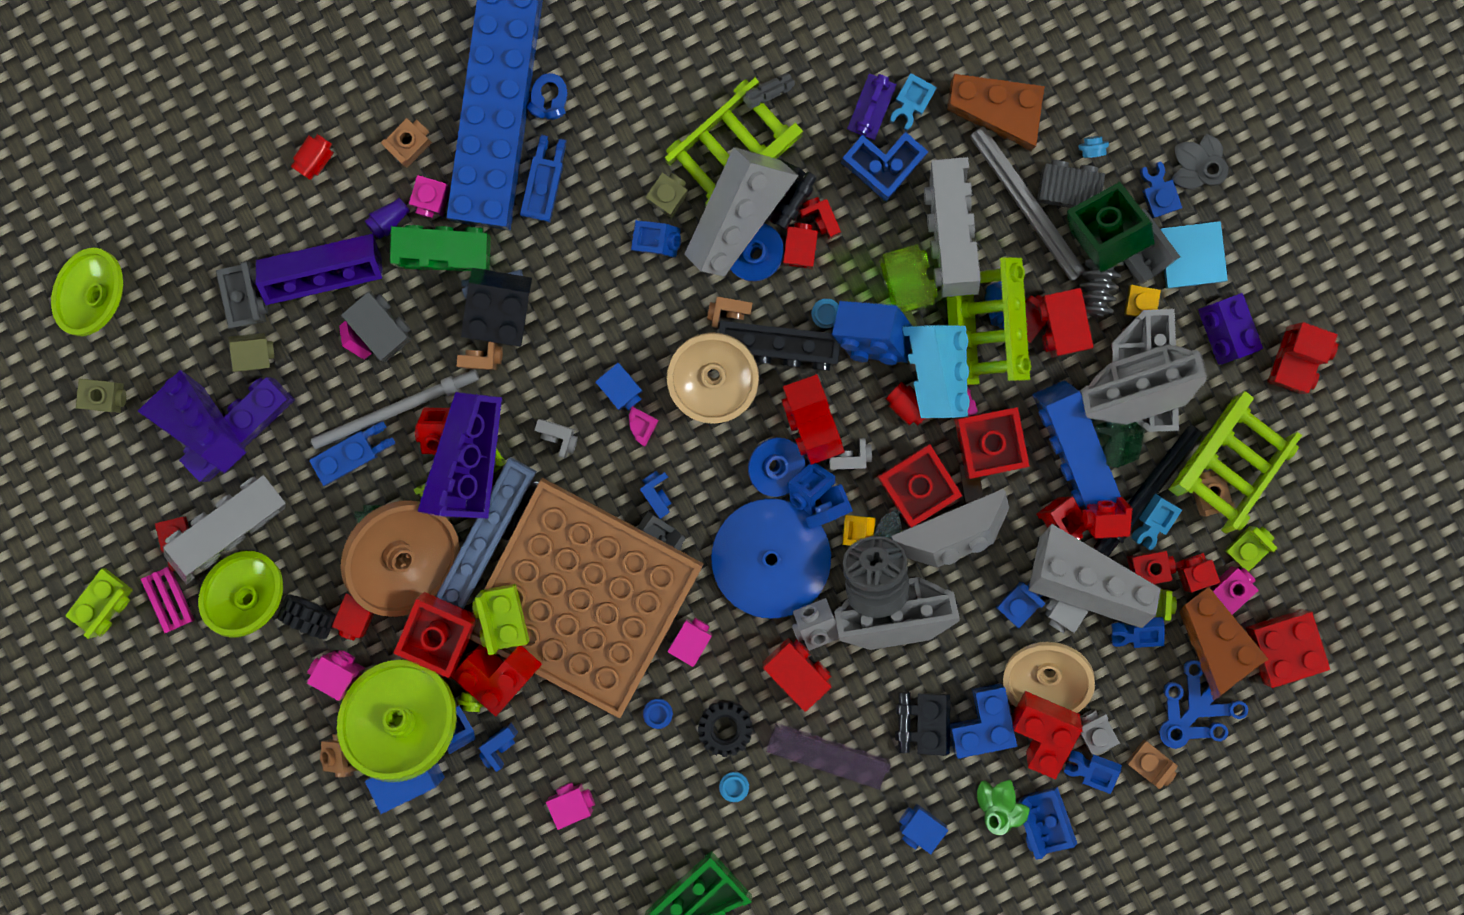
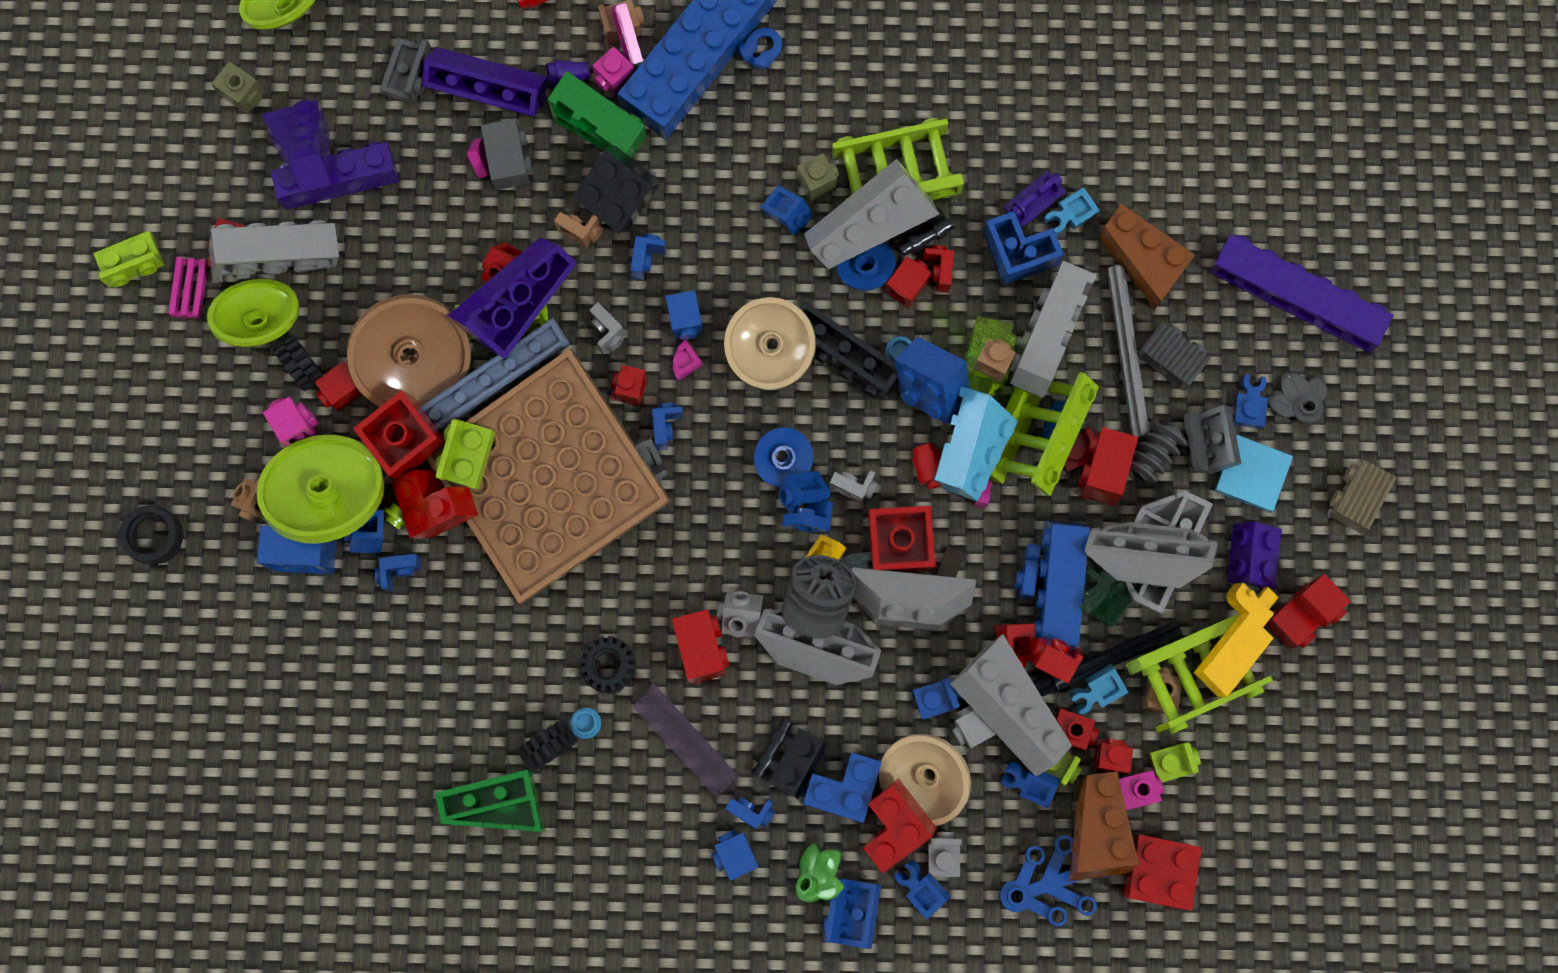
camera: 30 degrees right, 10 degrees down
(246, 829) = (131, 523): none -> black tyre
(250, 352) = (386, 117): olive brick -> none
(349, 455) = (419, 250): blue hinge -> none
(422, 156) = (626, 33): none -> tile
(447, 386) = (478, 232): light grey bar -> none
(543, 182) = (717, 113): blue hinge -> none
(553, 356) = (641, 258): none -> blue bracket
(570, 804) = (429, 656): dark pink brick -> none
(605, 476) = (629, 385): none -> red brick
(657, 713) = (555, 619): blue plate -> none
(691, 641) = (621, 568): dark pink brick -> none
(714, 826) = (547, 745): none -> black tyre
(734, 308) = (819, 299): medium nougat bracket -> none
(766, 529) = (729, 564): blue dish -> none
(768, 90) = (952, 137): dark grey axle -> none
(810, 415) = (837, 428): red brick -> none
(910, 789) = (744, 811): none -> blue bracket
(921, 288) = (995, 359): none -> medium nougat brick
(992, 443) = (986, 537): red brick -> none
(1044, 458) = (1026, 579): none -> blue plate
(1093, 147) = (1212, 333): dark azure plate -> none
(1110, 227) = (1192, 401): dark green brick -> none
(1141, 299) = (1188, 483): yellow plate -> none
(1152, 765) = (979, 914): medium nougat bracket -> none
(1154, 65) = (1301, 293): none -> dark purple brick
(1259, 417) = (1241, 642): none -> yellow piece
(1298, 225) = (1361, 496): none -> dark tan brick

